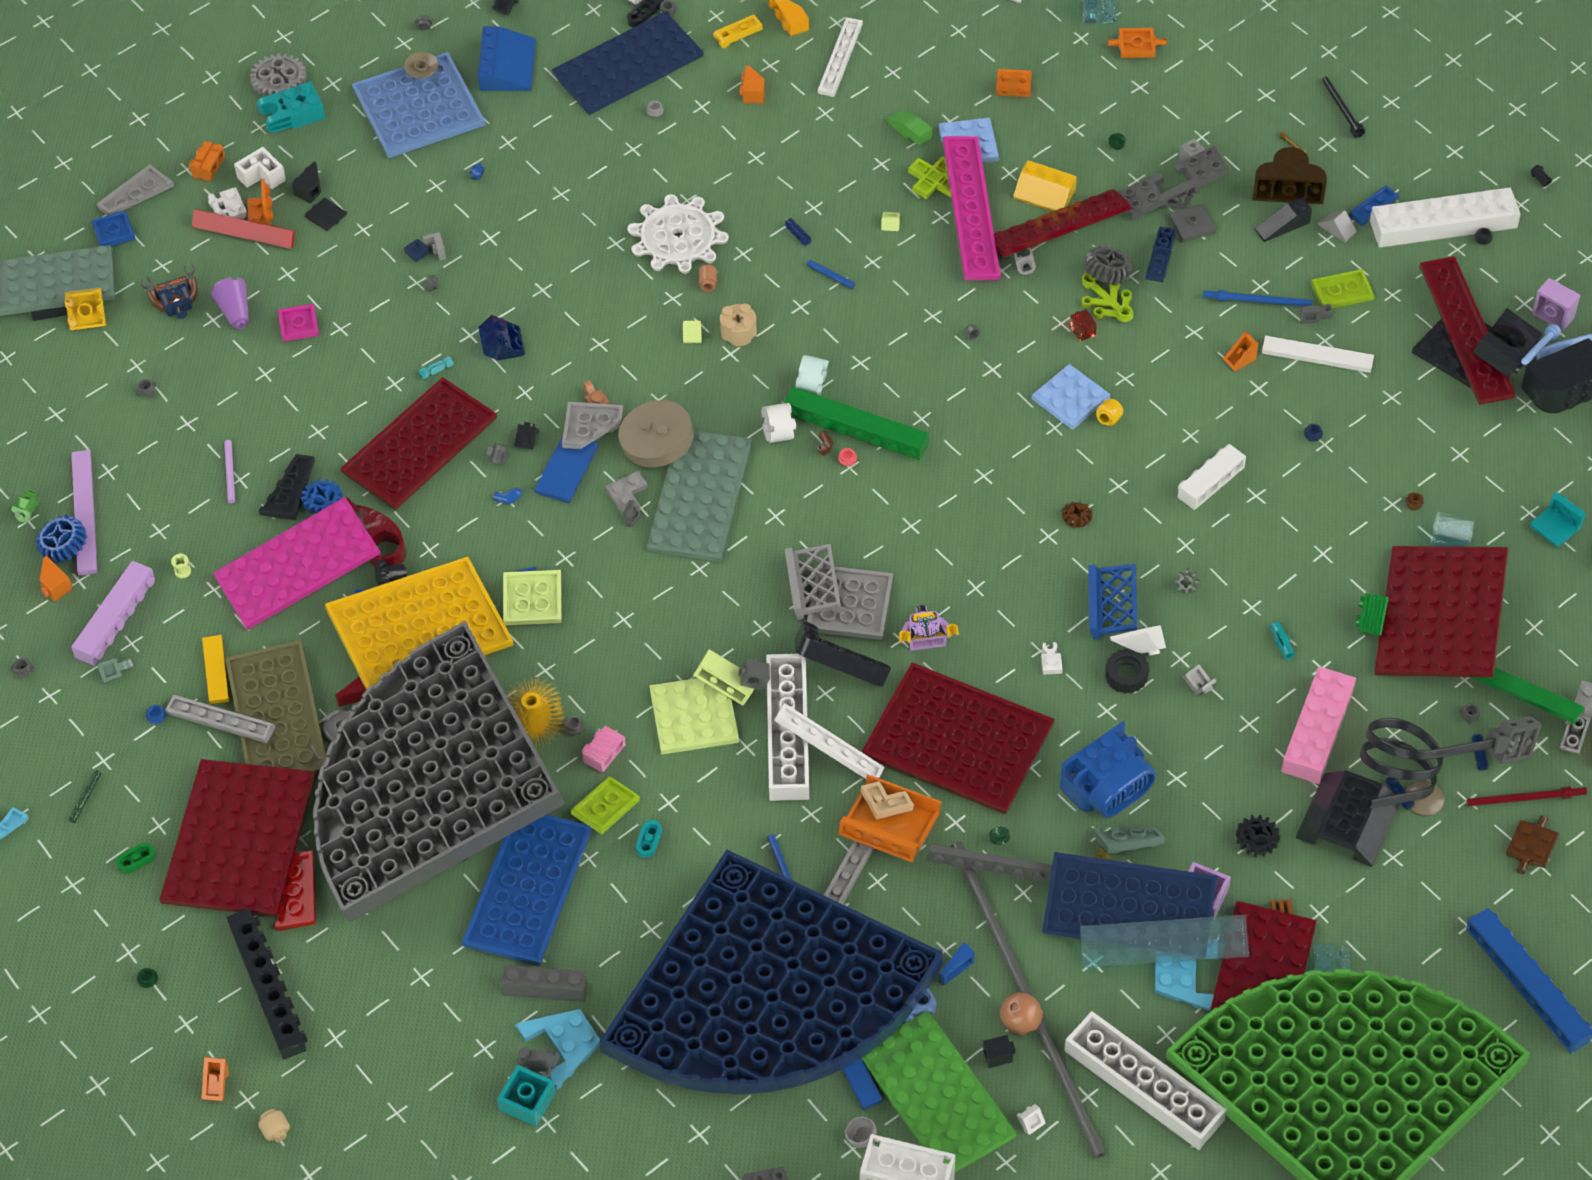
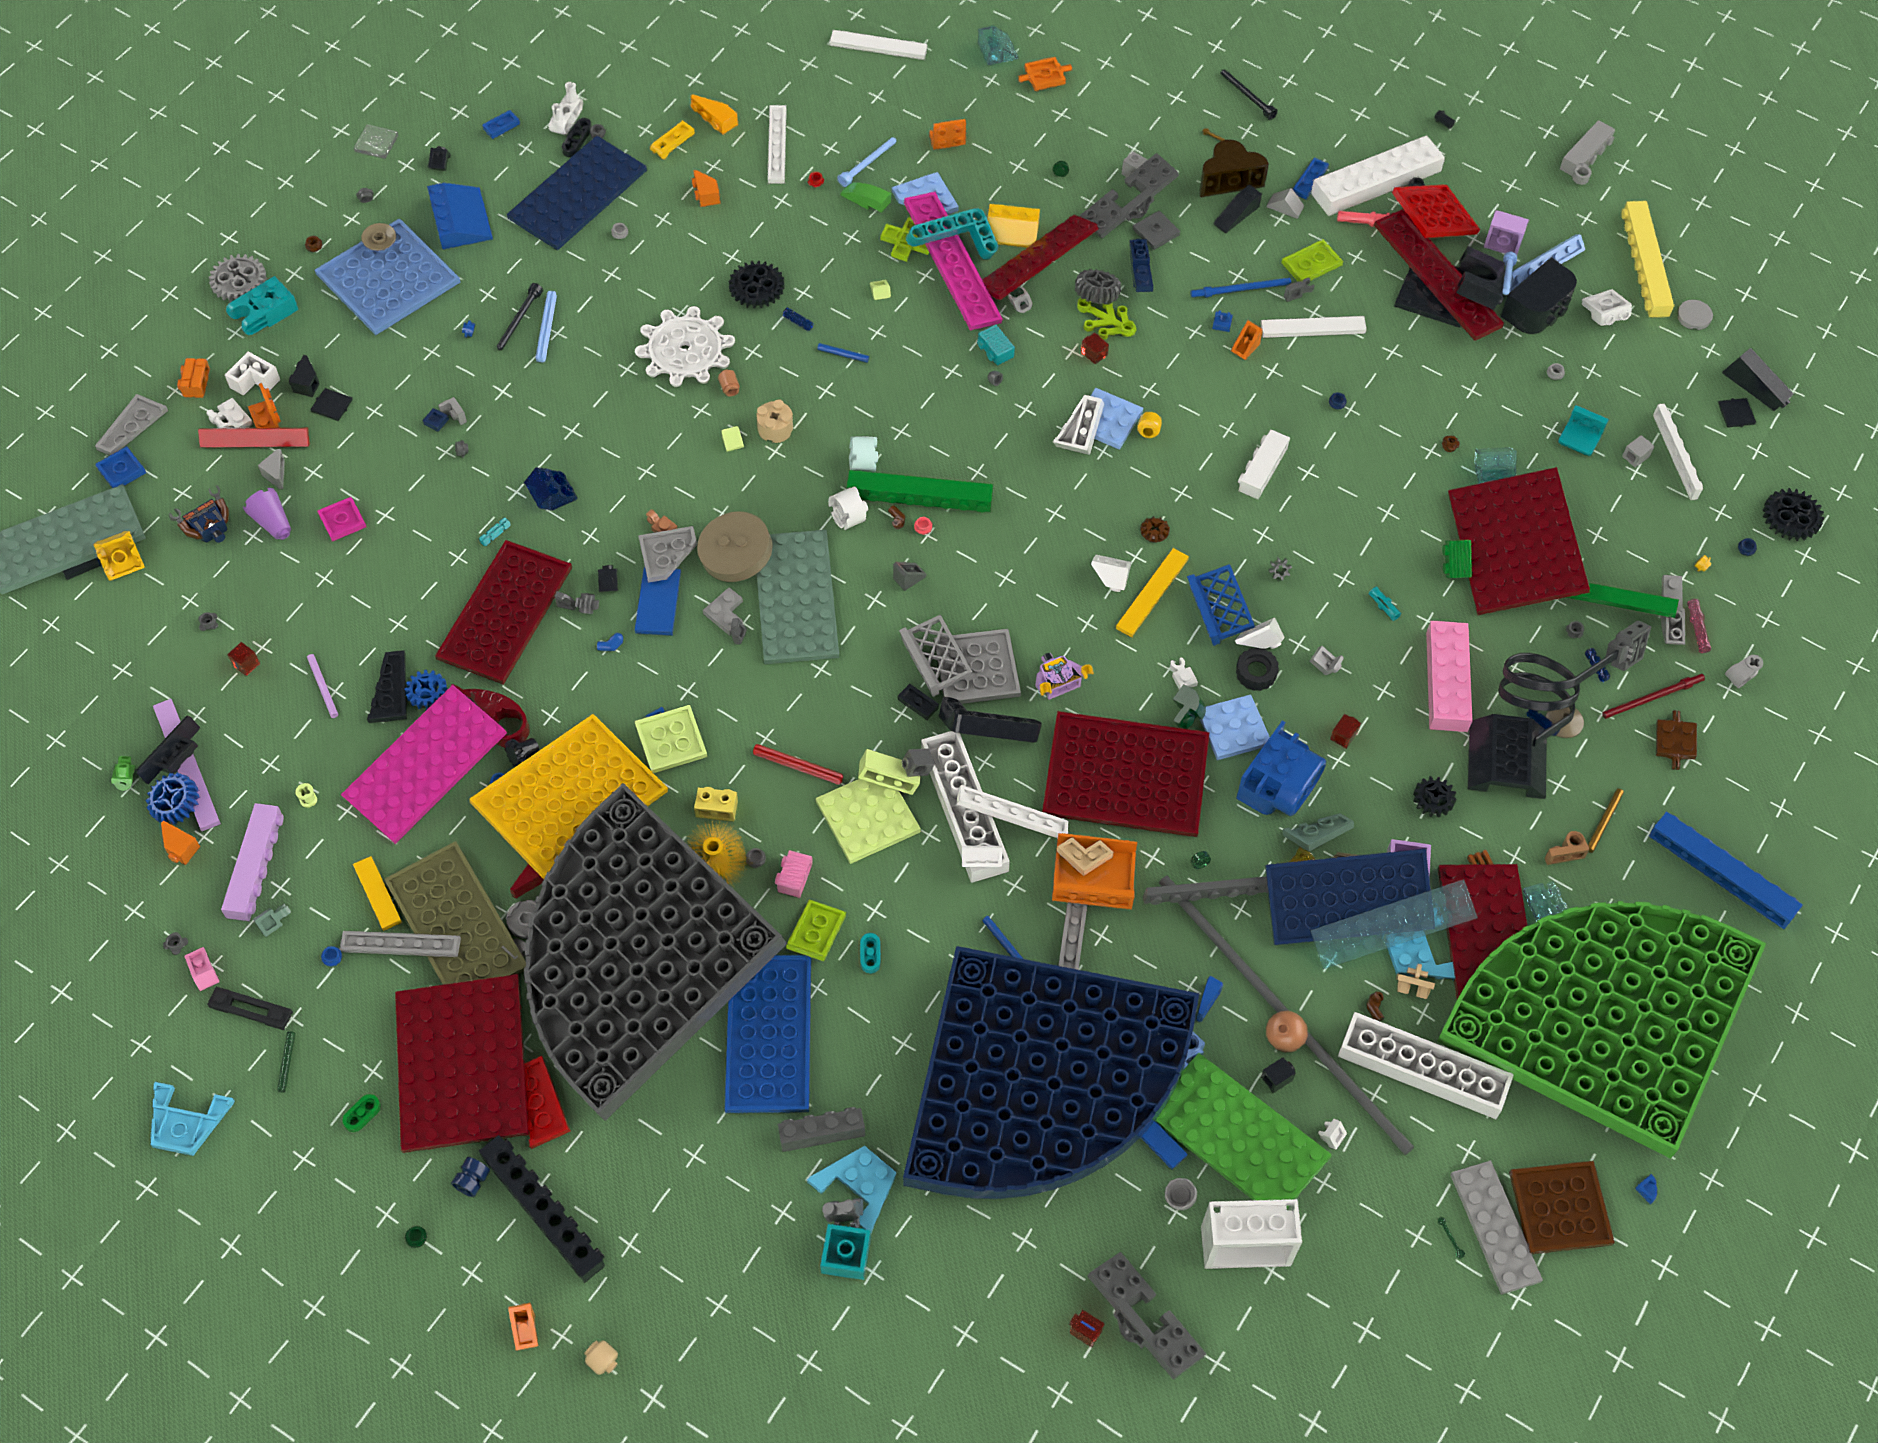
camera: 20 degrees left, 5 degrees up
(37, 696) = (201, 969): none -> bright pink plate
(73, 496) = (170, 752): none -> black bracket
(89, 755) = (276, 1017): none -> black container
(166, 429) = (243, 658): none -> clear red brick
(210, 940) = (472, 1174): none -> dark blue wheel
(251, 261) = (273, 468): none -> light grey slope
(359, 59) = (313, 244): none -> reddish brown plate
(478, 446) = (564, 601): none -> dark grey tile
(551, 150) = (534, 291): none -> black piece
(551, 185) = (546, 326): none -> light blue axle
(553, 667) = (716, 804): none -> light yellow brick
(644, 650) = (798, 764): none -> red axle
(769, 189) = (756, 284): none -> black gear
(780, 621) = (918, 701): none -> black plate
(782, 774) = (981, 856): none -> white plate
(815, 499) = (907, 574): none -> dark grey slope
(865, 99) = (815, 179): none -> red plate
(896, 104) = (846, 177): none -> light blue piece
(983, 177) = (955, 228): none -> teal beam
(984, 300) = (996, 345): none -> teal brick
(1016, 544) = (1112, 571): none -> white slope
(1037, 397) = (1081, 428): none -> white wedge
(1045, 690) = (1190, 705): none -> brick
(1051, 574) = (1152, 592): none -> yellow tile
(1080, 718) = (1234, 727): none -> light blue plate
(1119, 1013) = (1373, 1005): none -> reddish brown arm
(1174, 1010) = (1404, 982): none -> tan hips
(1192, 751) = (1345, 730): none -> clear red brick
(1225, 328) = (1222, 321): none -> blue tile
(1373, 923) = (1568, 851): none -> medium nougat plate
(1408, 255) = (1356, 217): none -> coral pin
(1425, 902) = (1605, 820): none -> pearl gold bar
(1490, 266) = (1435, 211): none -> red plate
(1553, 452) = (1556, 371): none -> light grey plate

